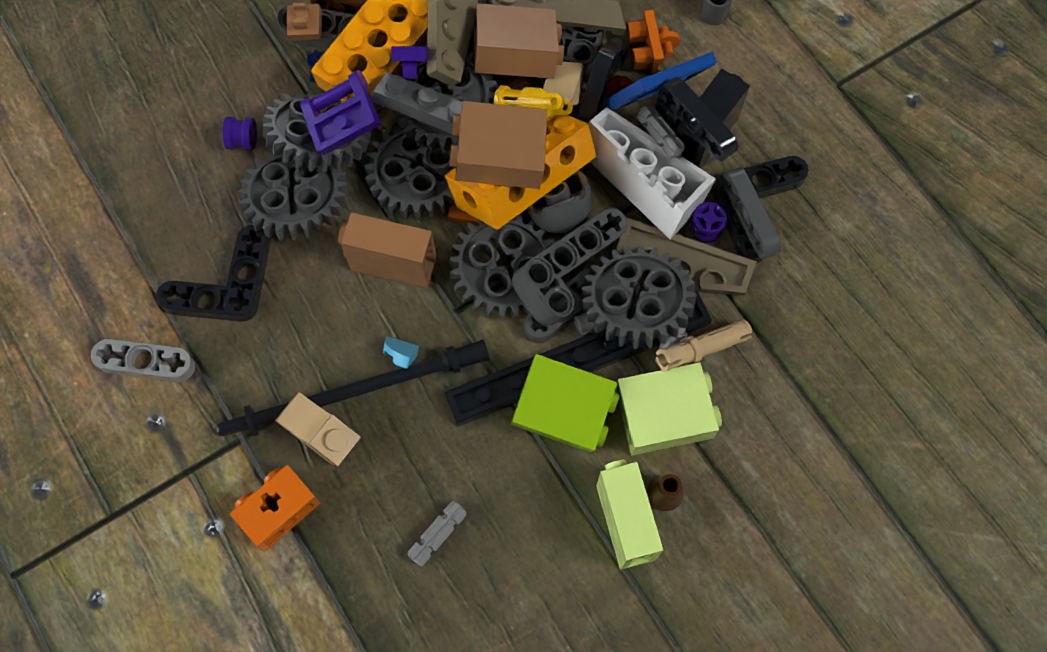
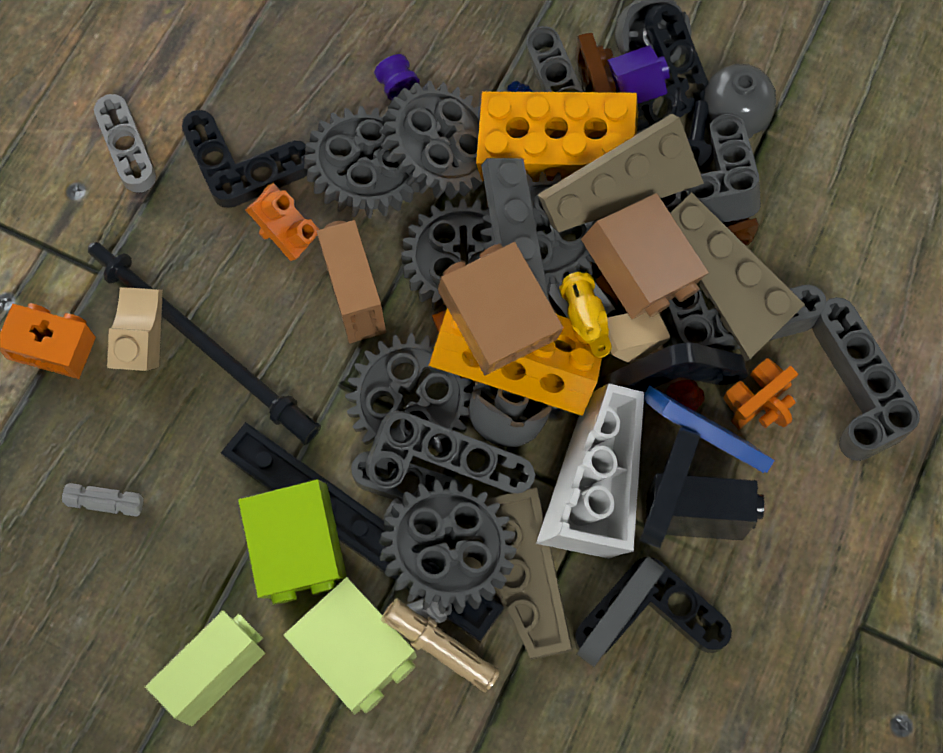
camera: 60 degrees right, 0 degrees up
(302, 276) = (282, 222): none -> orange hips
(304, 22) = (542, 55): medium nougat tile -> none
(343, 121) = (447, 155): dark purple plate -> none
(401, 351) = (262, 357): medium azure tile -> none
(410, 56) = (547, 167): dark purple tile -> none
(660, 497) = (272, 700): reddish brown cone -> none
(661, 132) = (648, 462): light grey axle -> none
(710, 214) = (588, 566): dark purple wheel -> none

